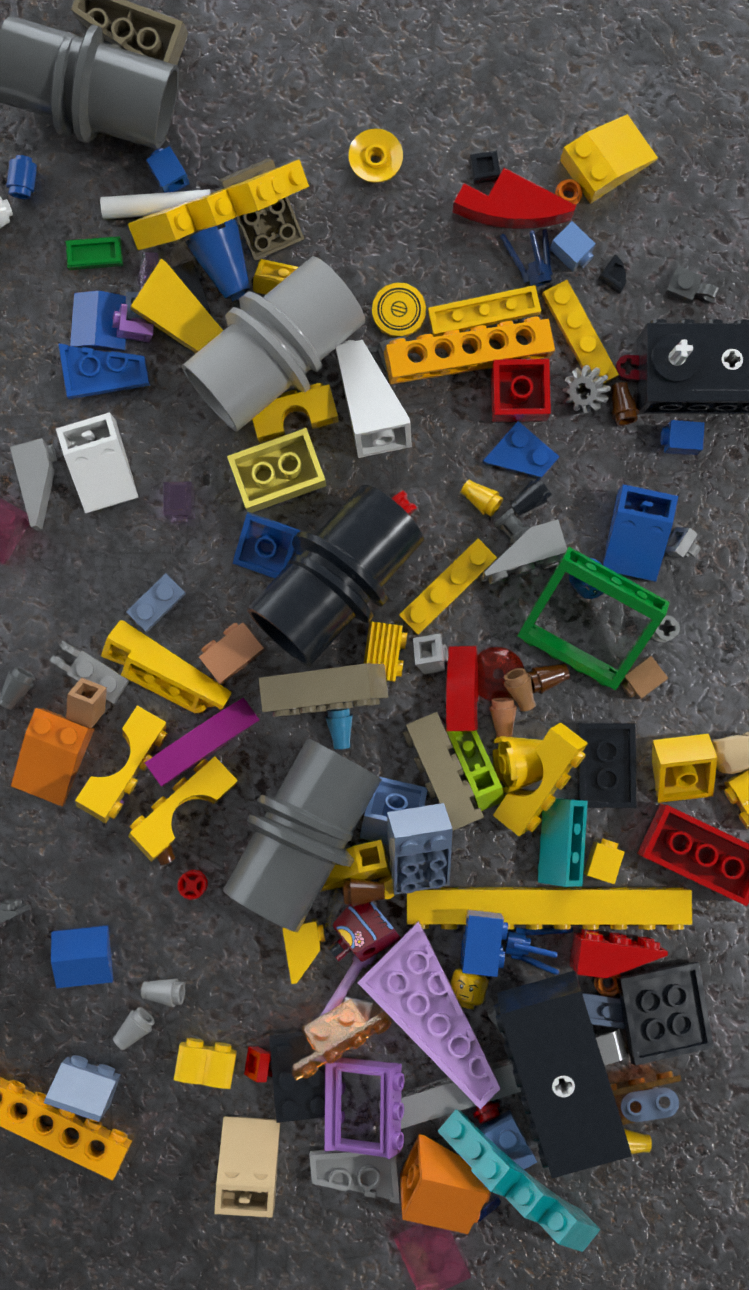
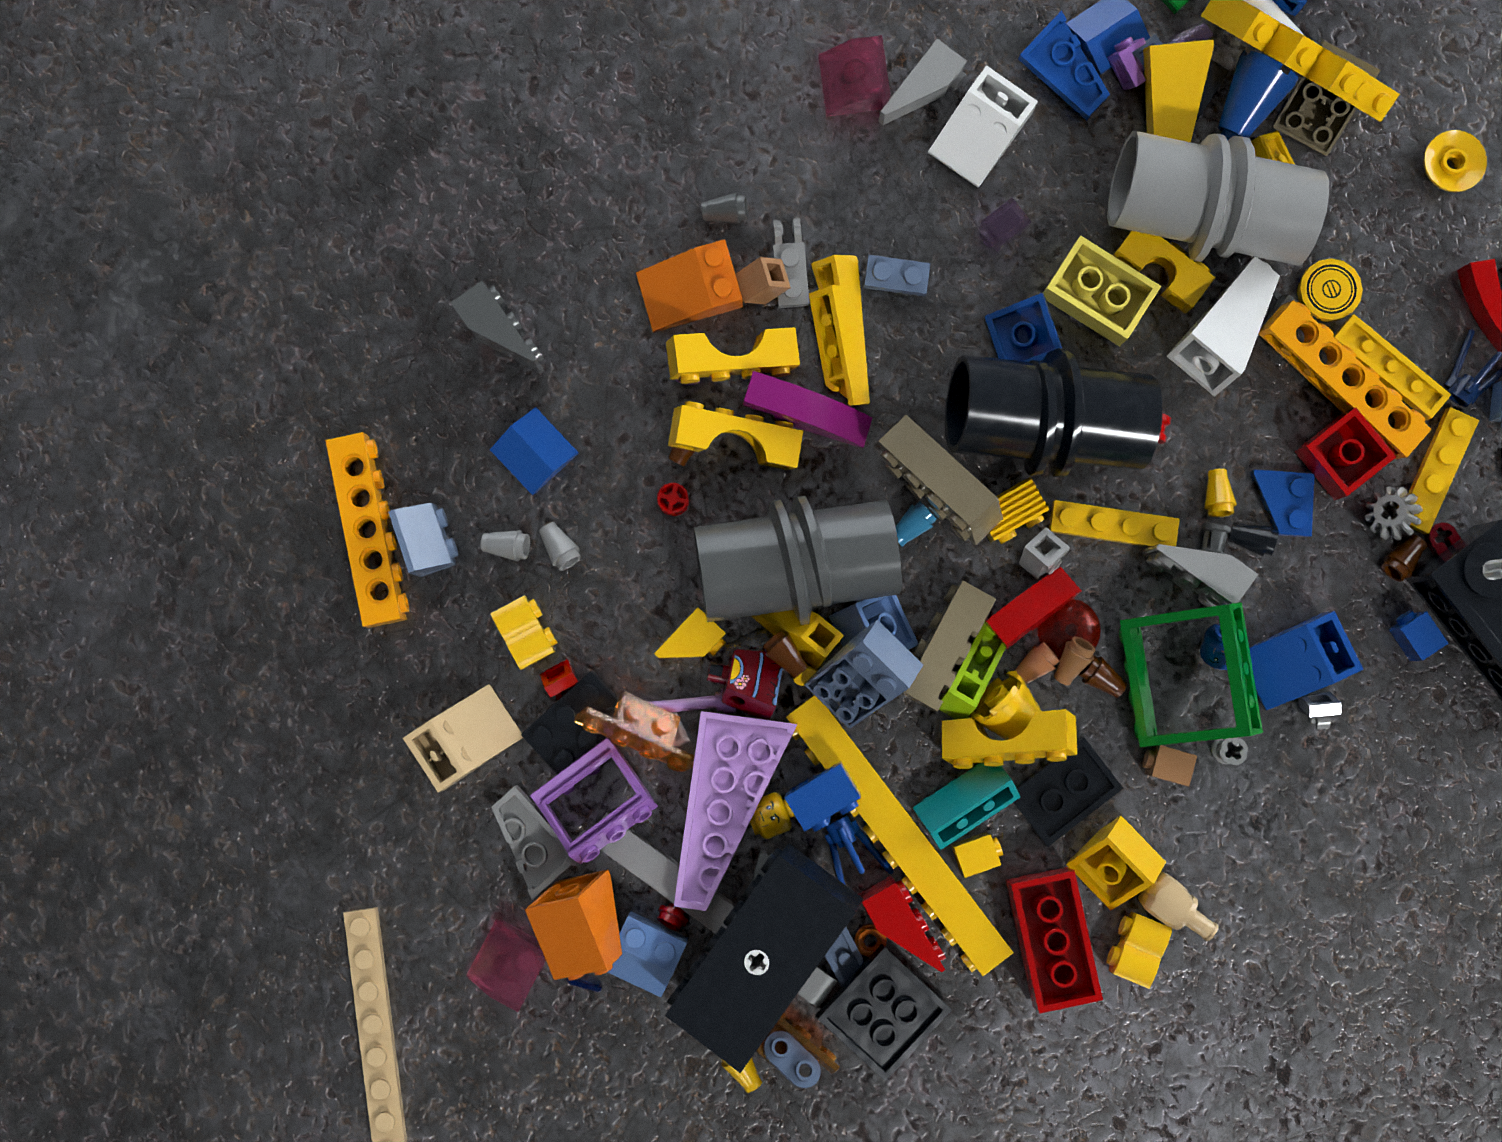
camera: 50 degrees right, 0 degrees up
(231, 652) = (905, 376): nougat brick -> none
(504, 1177) = (632, 992): teal arch -> none

